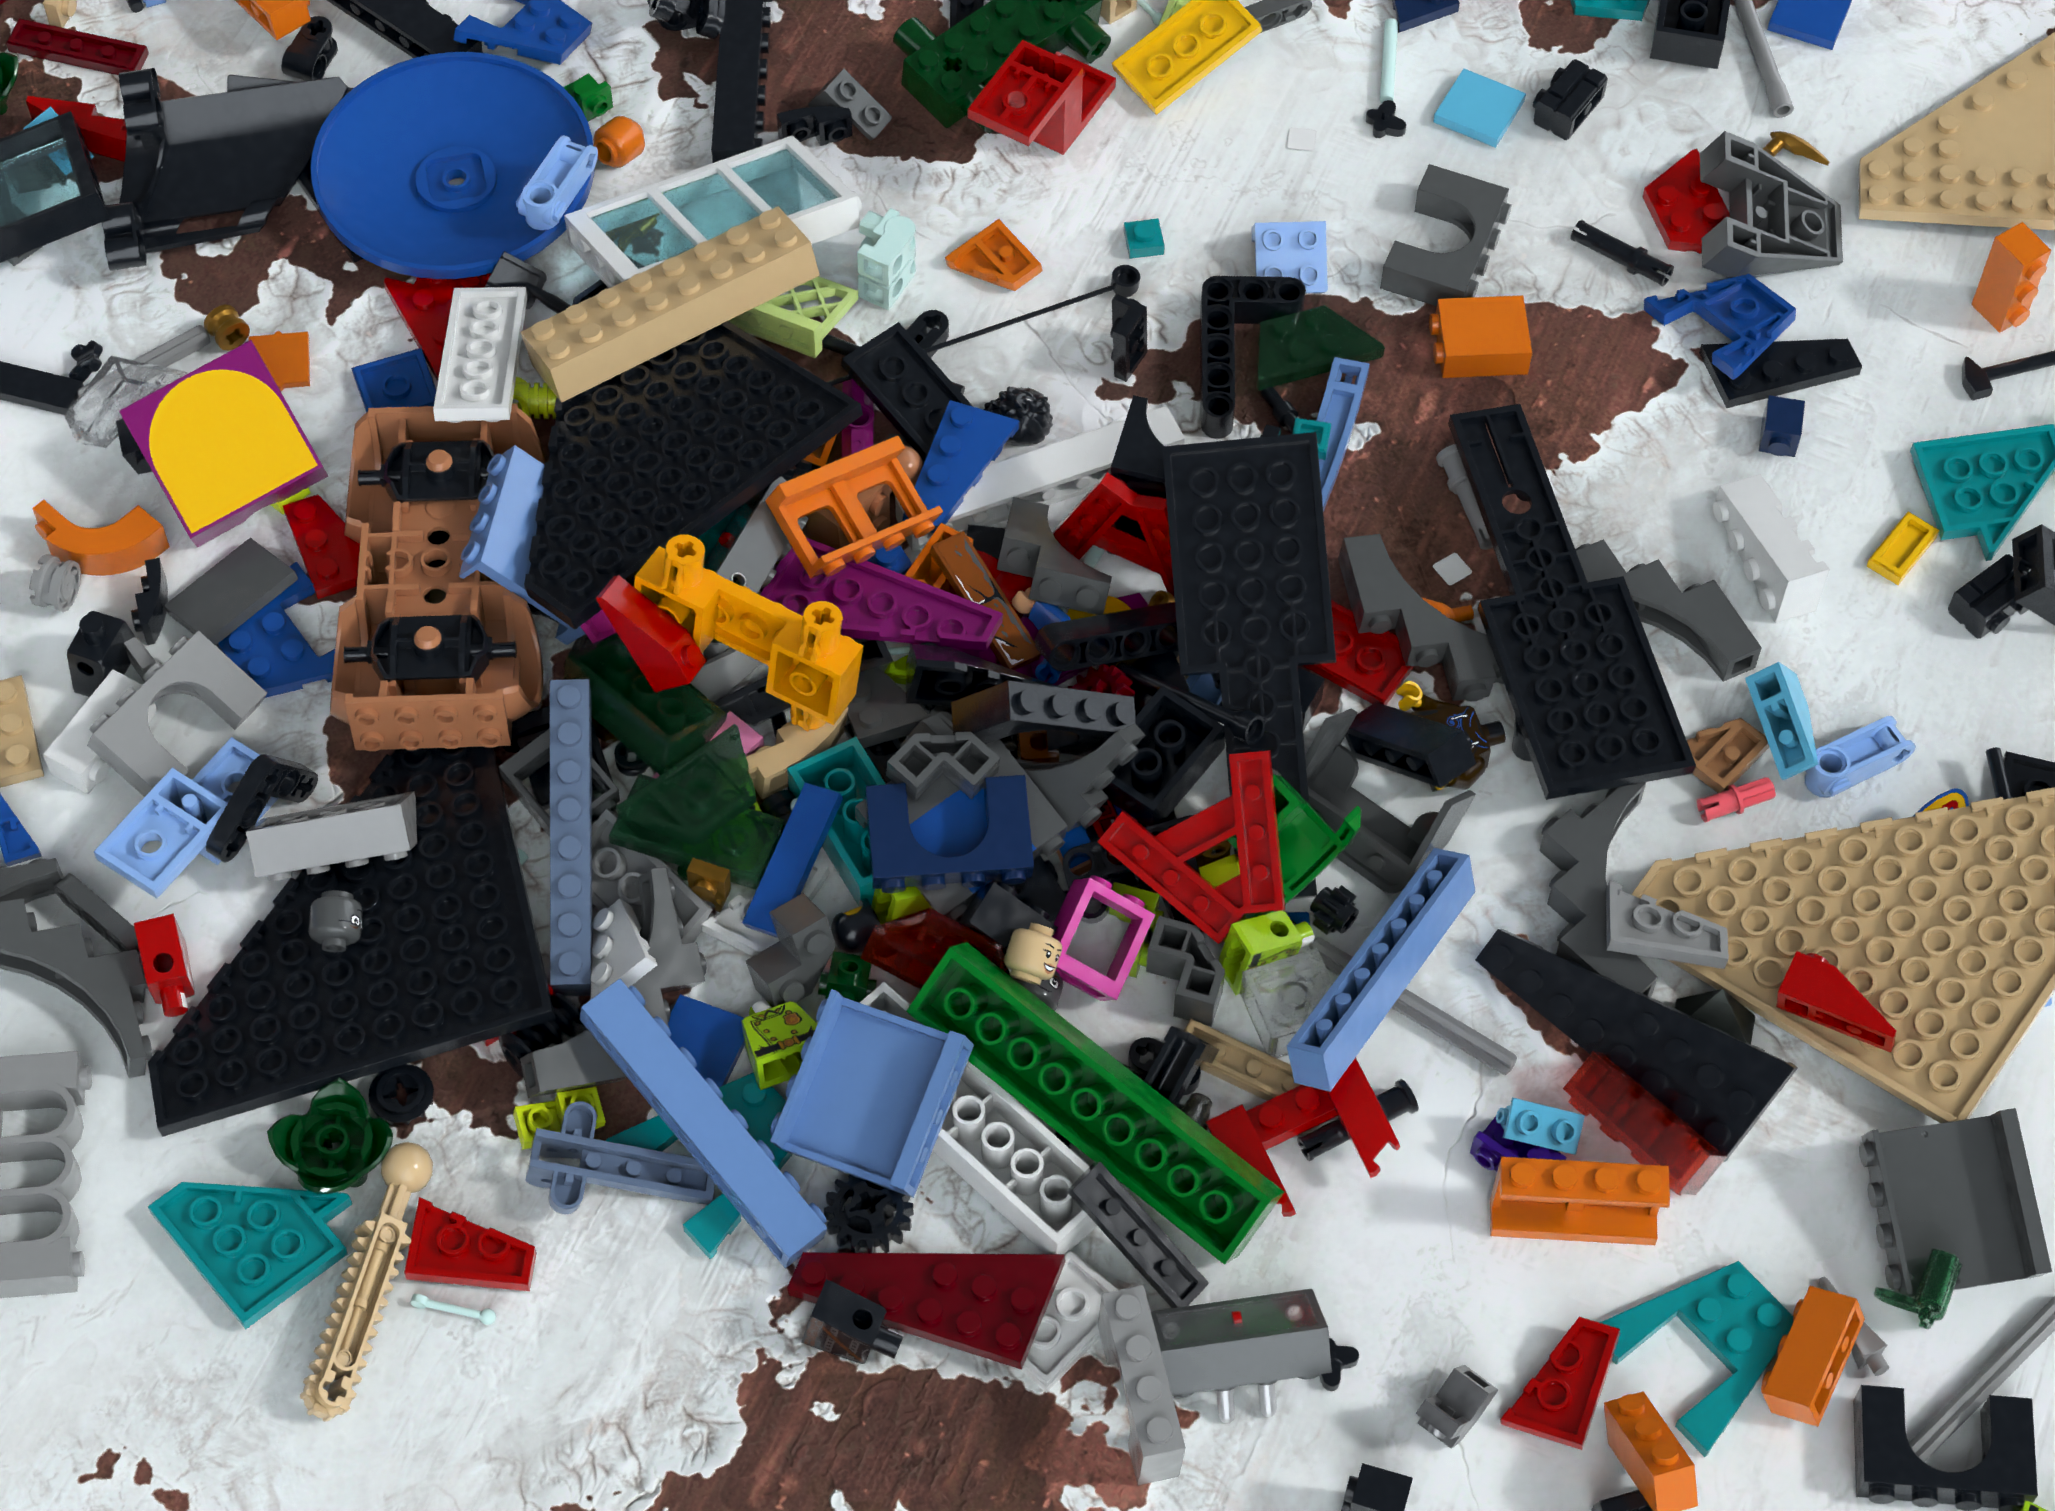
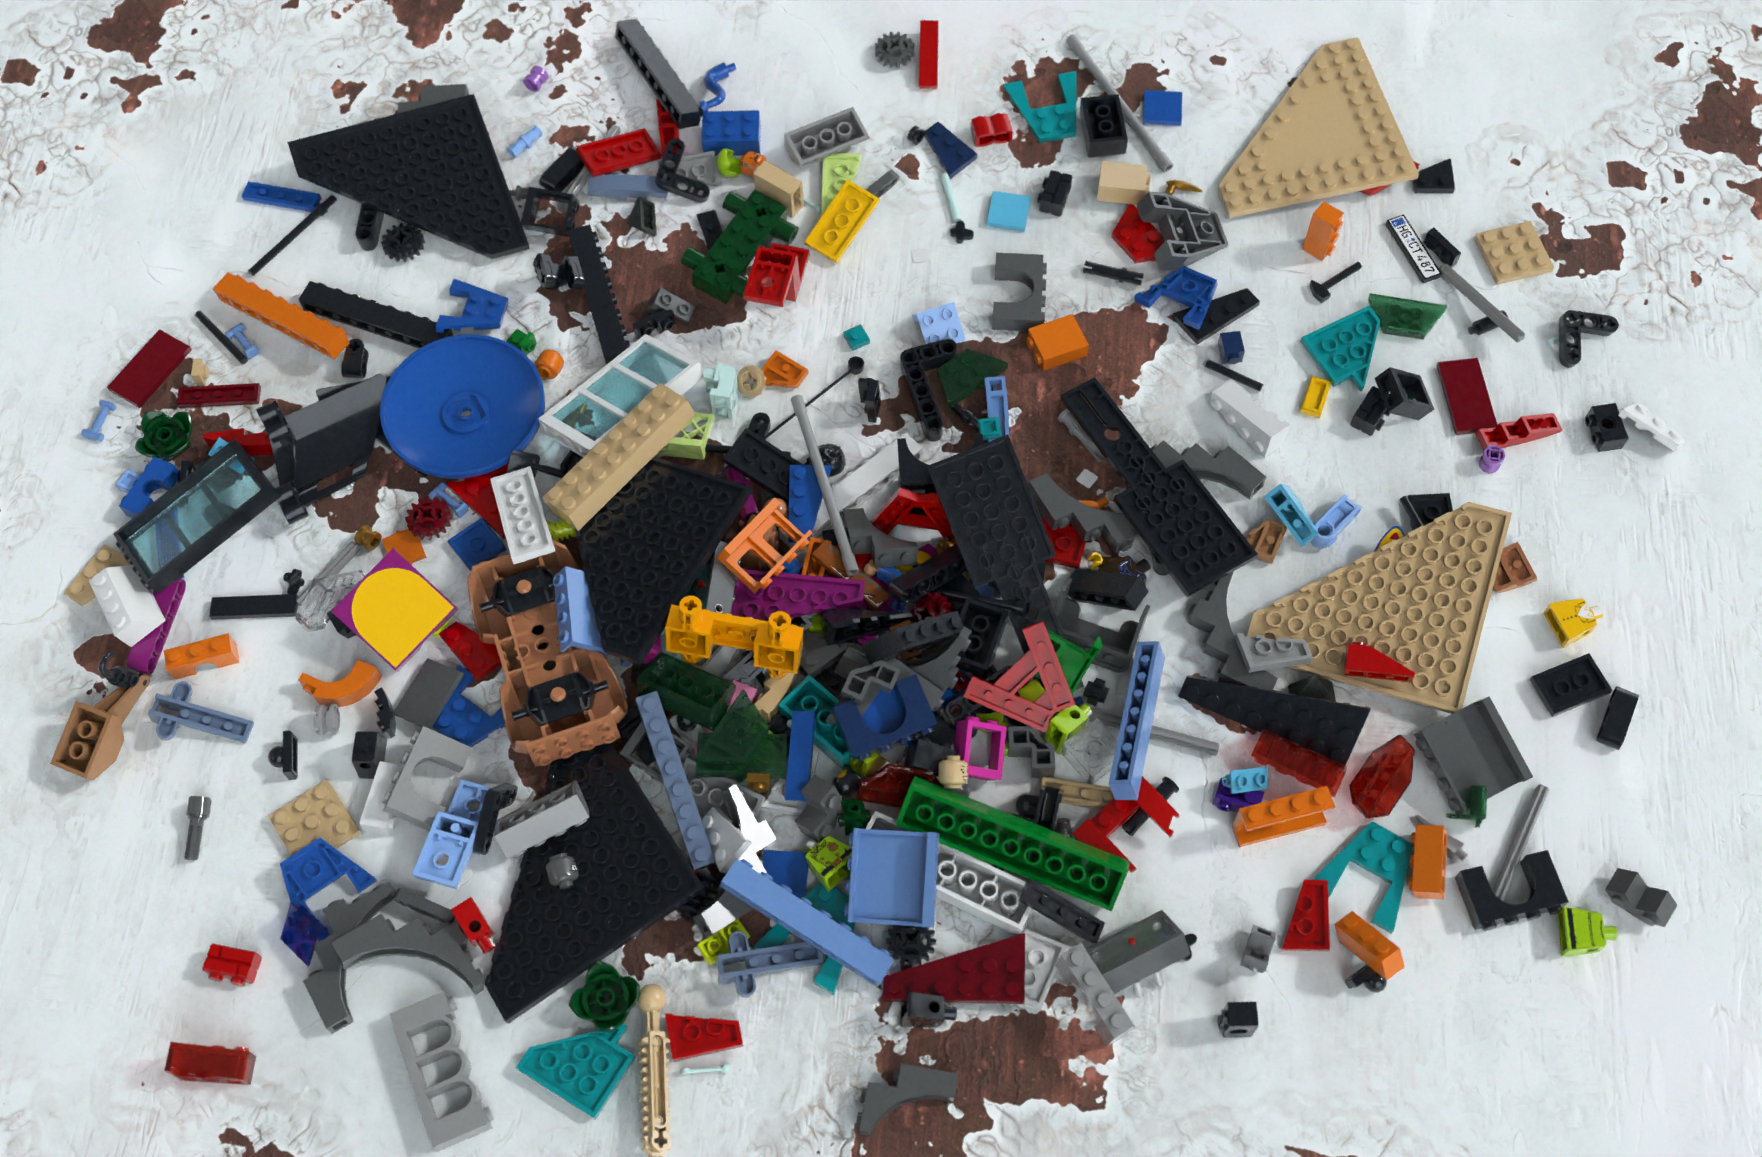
camera: 15 degrees left, 5 degrees up
(139, 656) = (392, 749): light grey tile -> none
(334, 324) = (428, 518): none -> dark red gear
(366, 290) = (460, 509): none -> medium blue piece
(386, 1085) = (636, 946): black gear -> none
(556, 183) = (527, 402): light blue piece -> none
(652, 637) = (684, 656): red slope -> none
(782, 1439) = (912, 1084): none -> dark grey arch
(934, 246) = (744, 376): none -> tan gear
(989, 569) = (847, 556): none -> light grey piece
(1690, 110) = (1123, 182): none -> tan brick
(1736, 799) = (1280, 564): coral axle -> none
(1772, 474) = (1234, 375): none -> black bar
(1783, 1197) = (1383, 778): none -> clear red wedge

